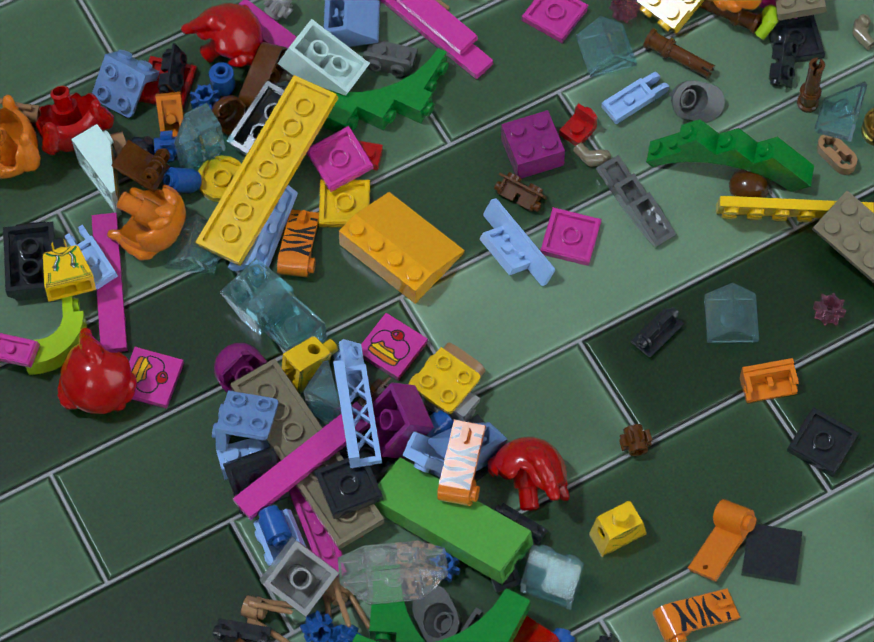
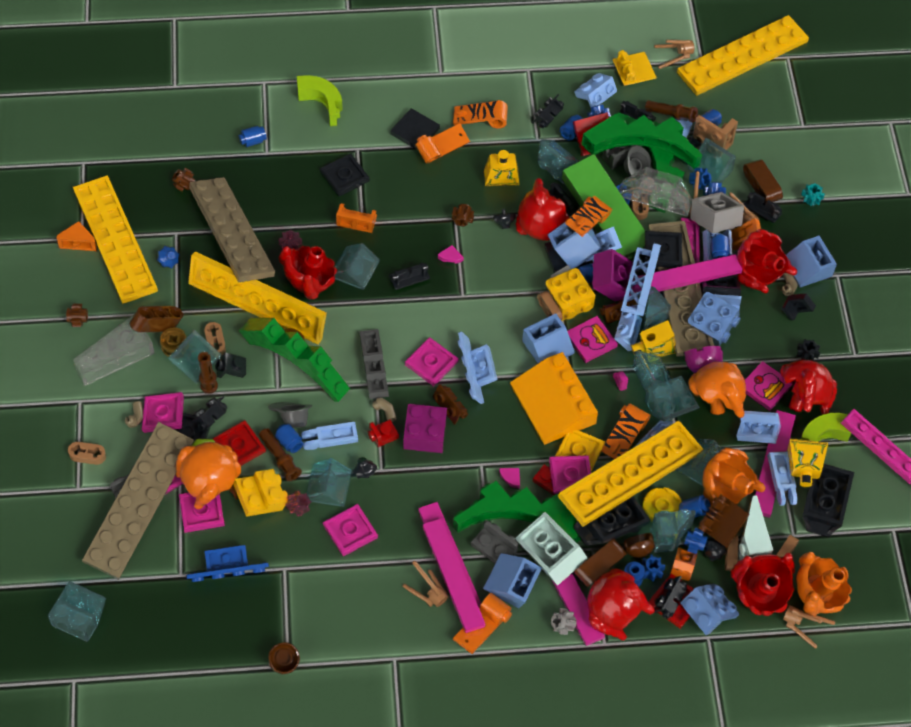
camera: 160 degrees left, 5 degrees down
(61, 178) = (788, 546): none -> medium nougat beam
(117, 443) = (808, 350): none -> black gear
(139, 305) = (759, 427): none -> light blue bracket
(144, 499) = (797, 304): none -> black bracket
(148, 569) = (811, 261): none -> medium blue slope
(164, 533) = (790, 286): none -> dark tan arm
(203, 321) = (720, 386): none -> orange piece
(211, 535) = (762, 260): none -> red piece
(247, 574) = (741, 233): none -> orange slope
(328, 303) = (621, 380): none -> dark pink tile
(409, 139) = (510, 476): none -> dark pink tile
(442, 310) = (547, 338): none -> medium blue slope
(575, 75) = (364, 468): none -> black piece
(580, 462) = (504, 219): none -> black piece
(621, 384) = (450, 255): none -> dark pink tile
(677, 71) = (289, 438): none -> blue brick
(731, 49) = (242, 441): none -> red tile
(780, 266) = (308, 269): none -> red piece
(795, 127) = (231, 365): none -> black bracket
(835, 43) = (163, 409): none -> dark pink tile

